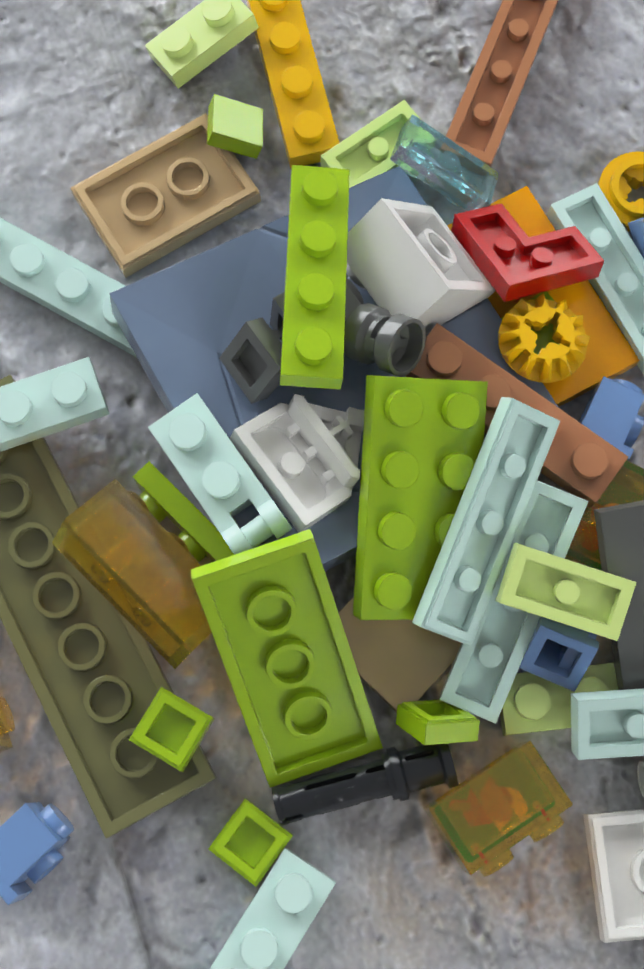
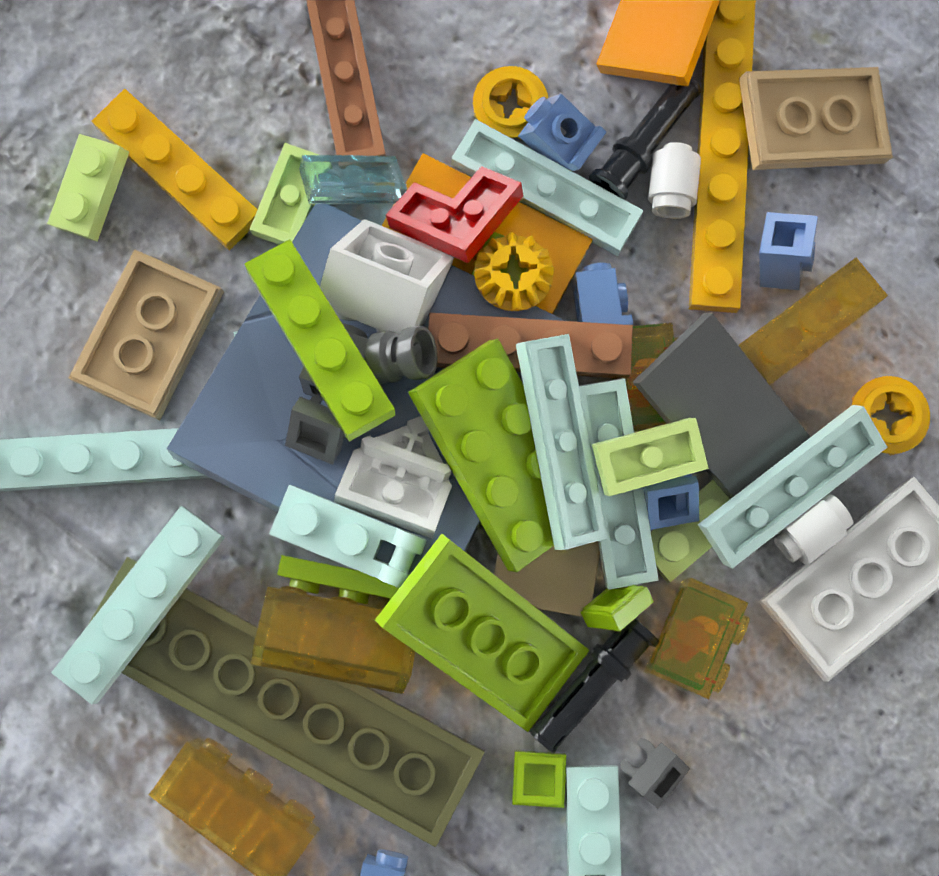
camera: 30 degrees left, 5 degrees up
(171, 729) = (431, 739): lime tile -> none
(235, 126) = (166, 246): lime tile -> none
(370, 917) = (658, 774): none -> dark grey tile

